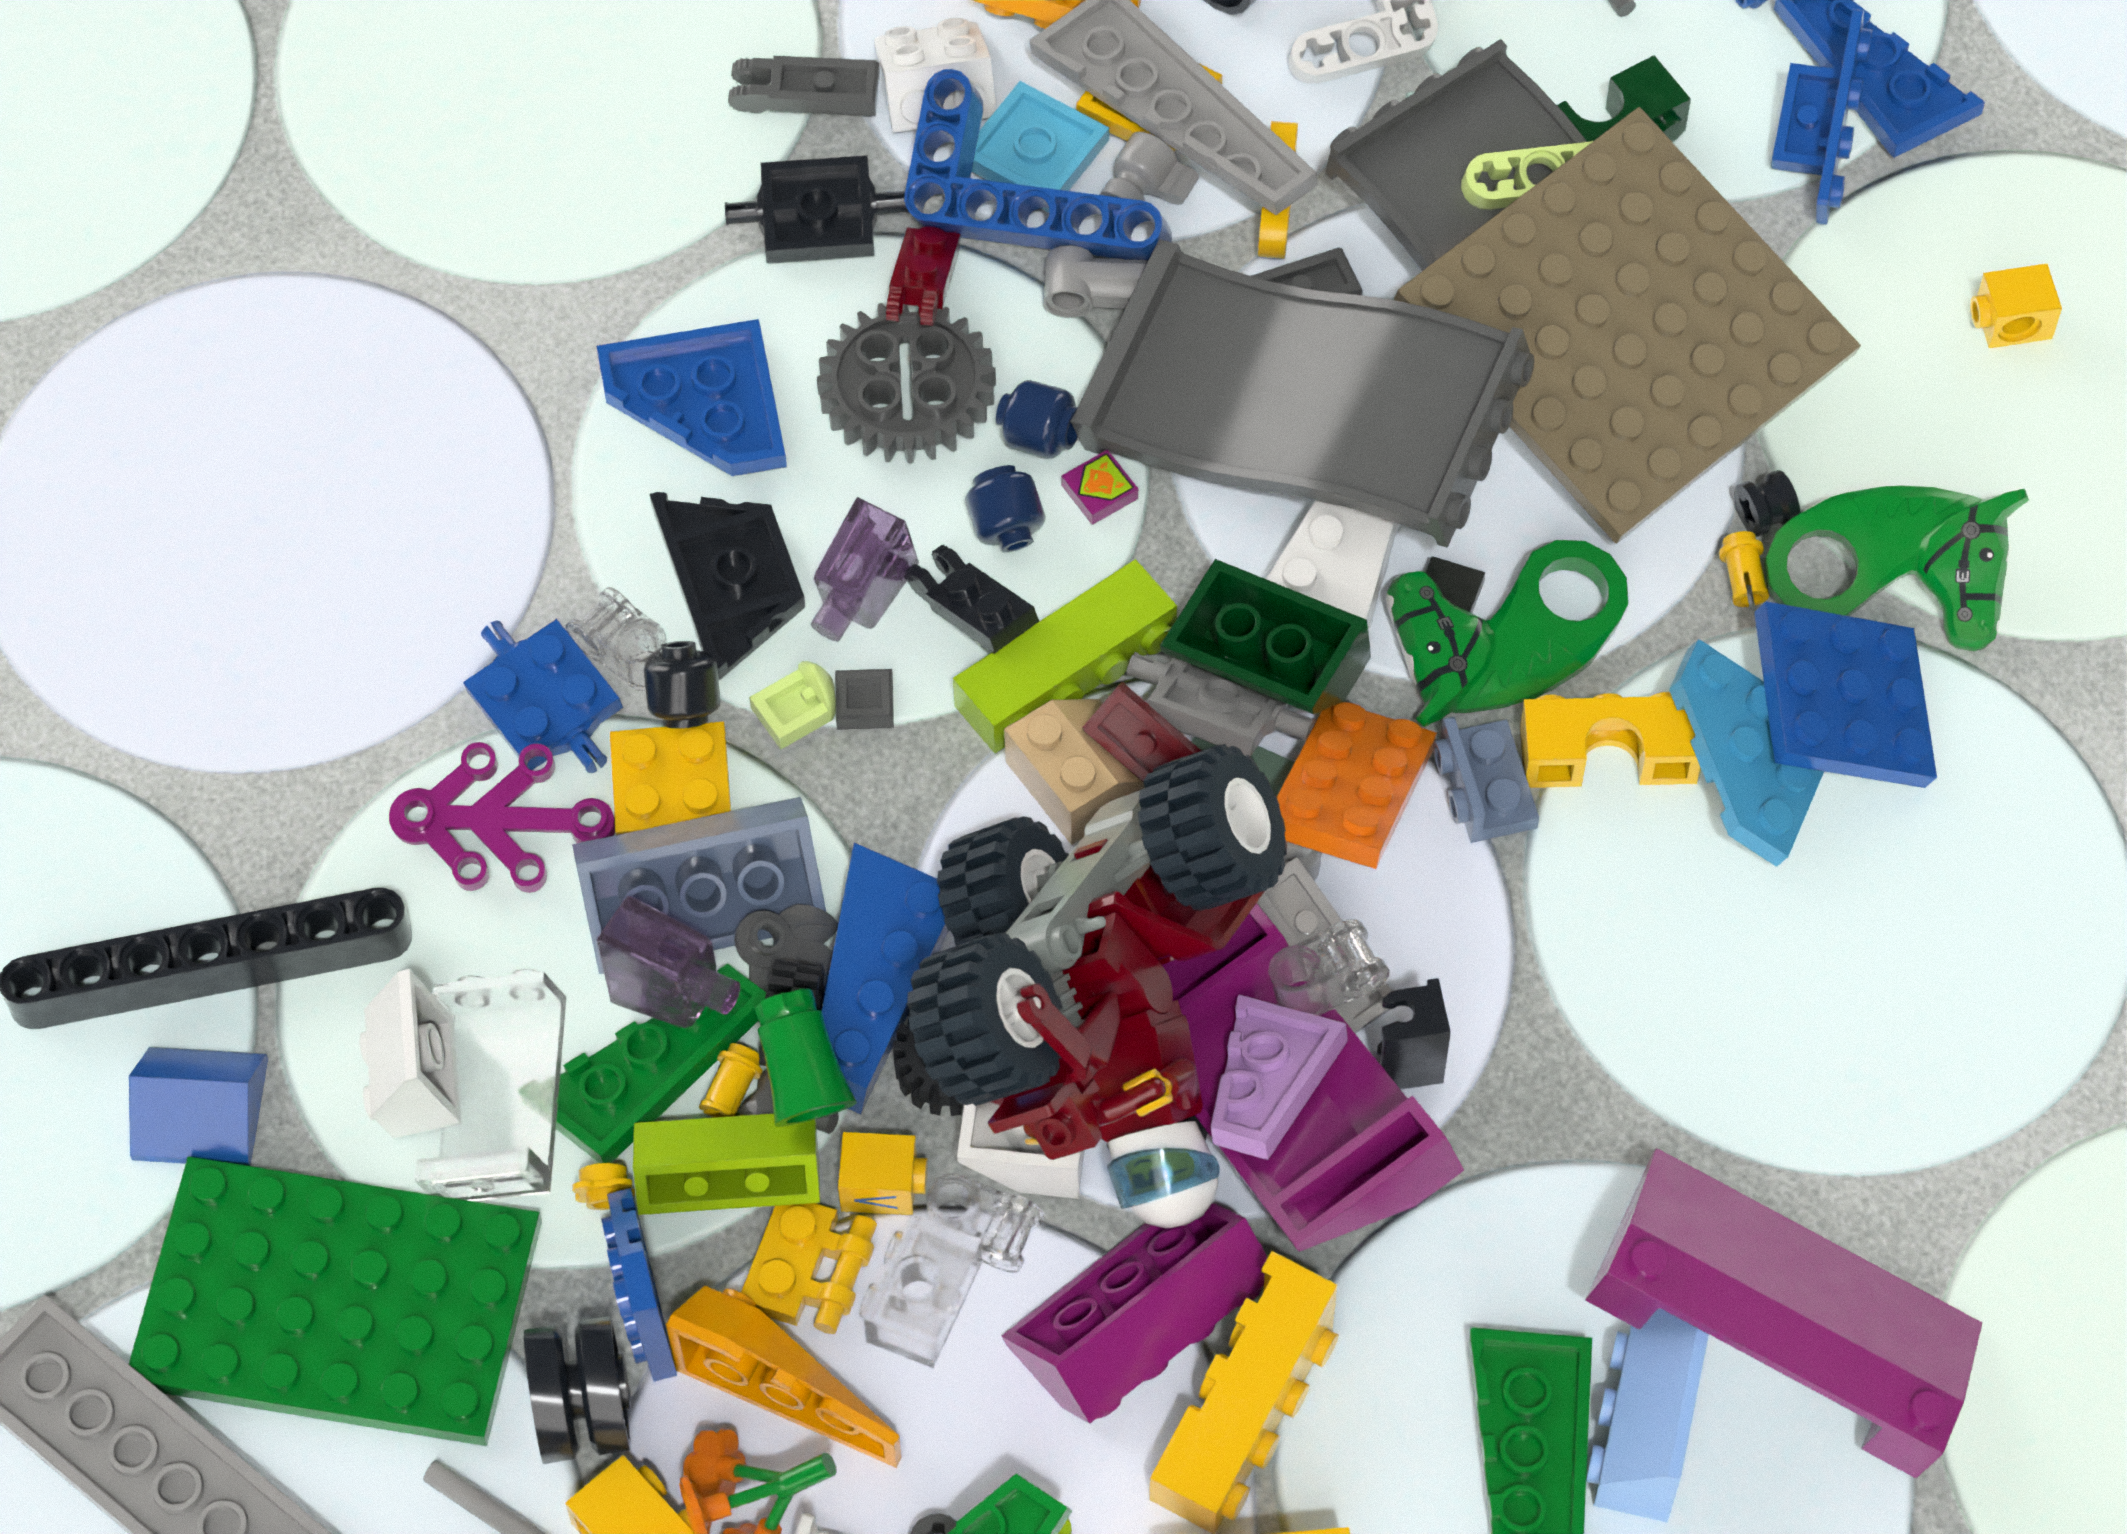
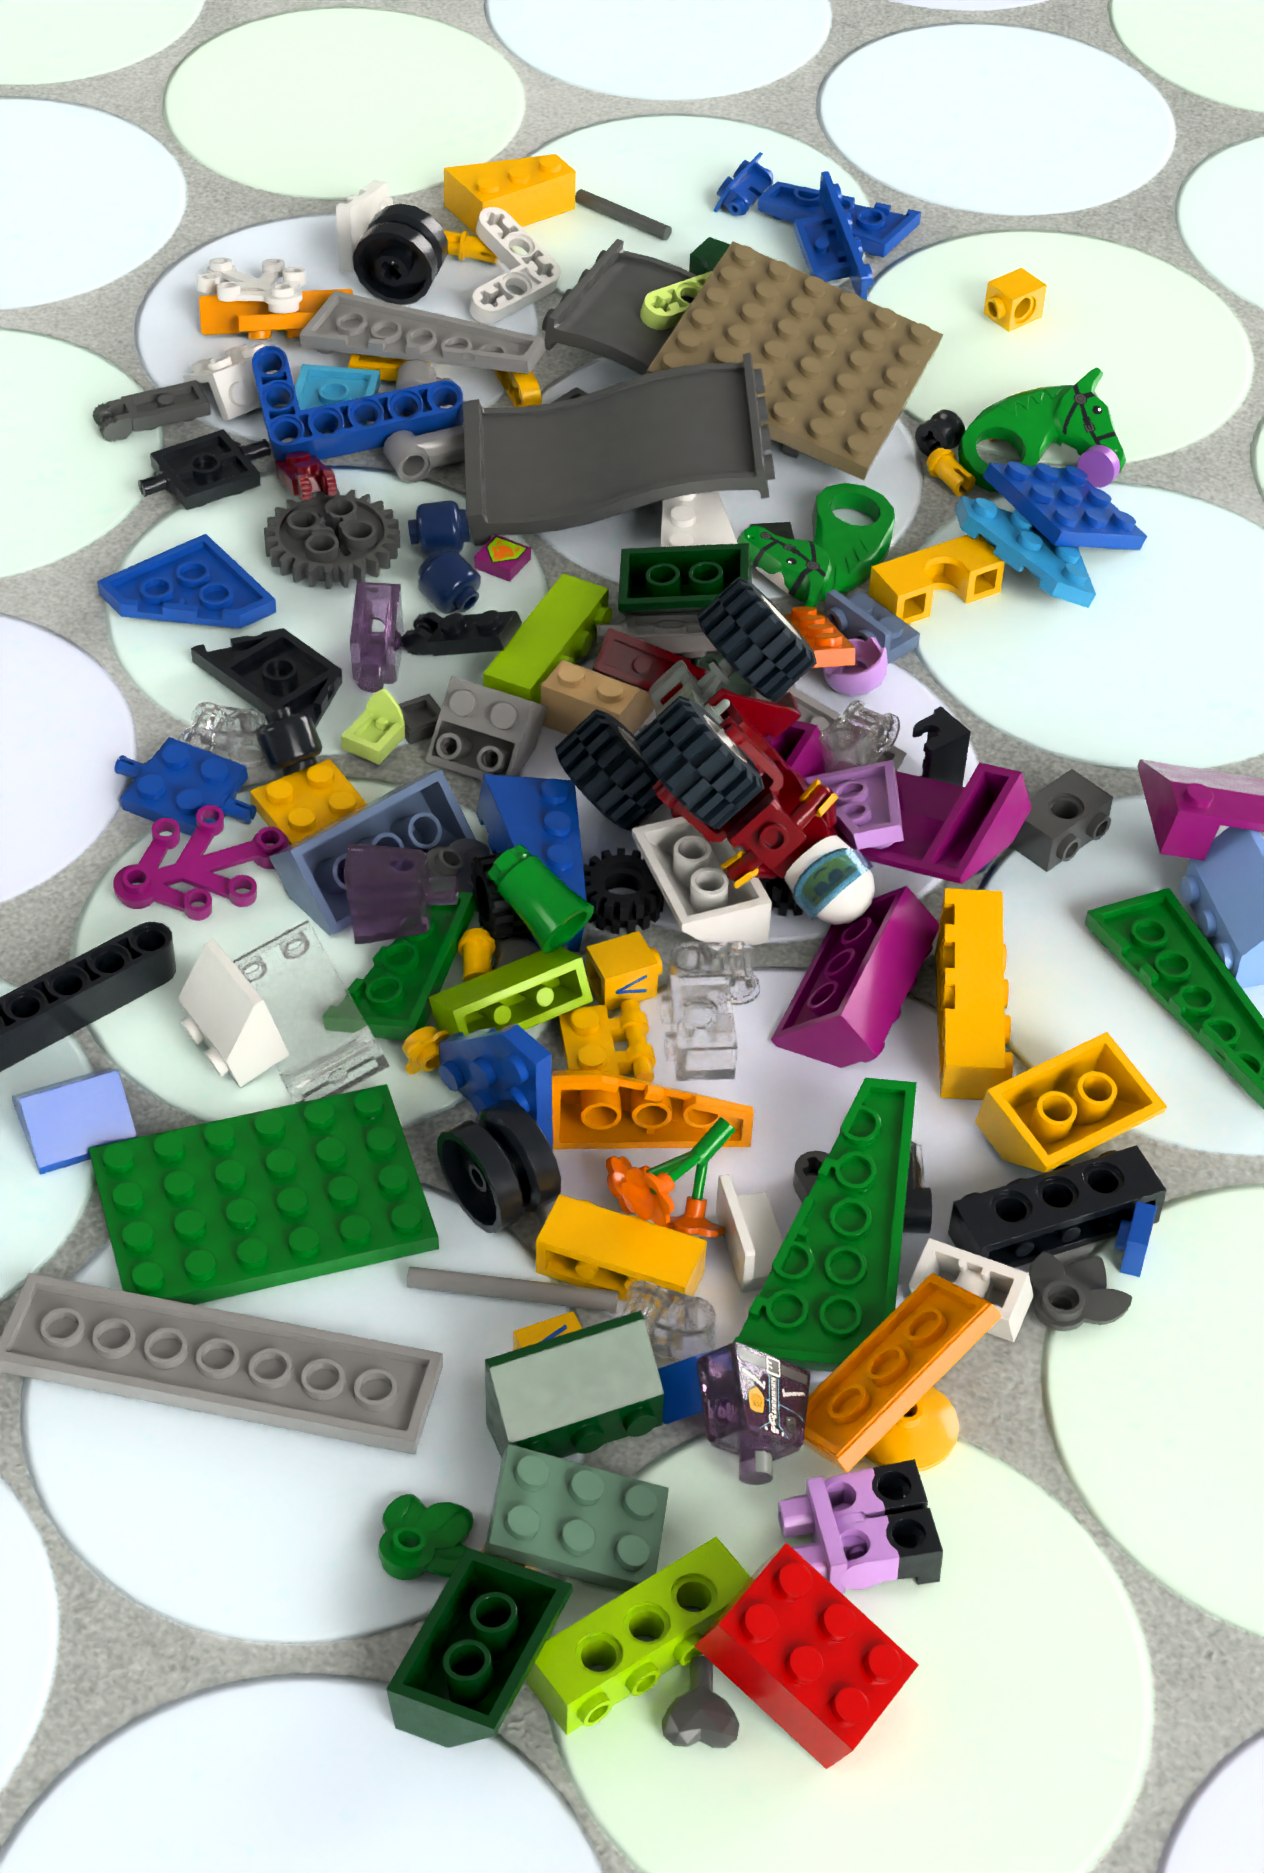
camera: 30 degrees left, 15 degrees down
(921, 757) = (484, 731): none -> light grey slope
(1425, 841) = (865, 675): none -> lavender hair
(1549, 1155) = (1063, 820): none -> dark grey brick
(1945, 637) = (1100, 465): none -> medium lavender tile

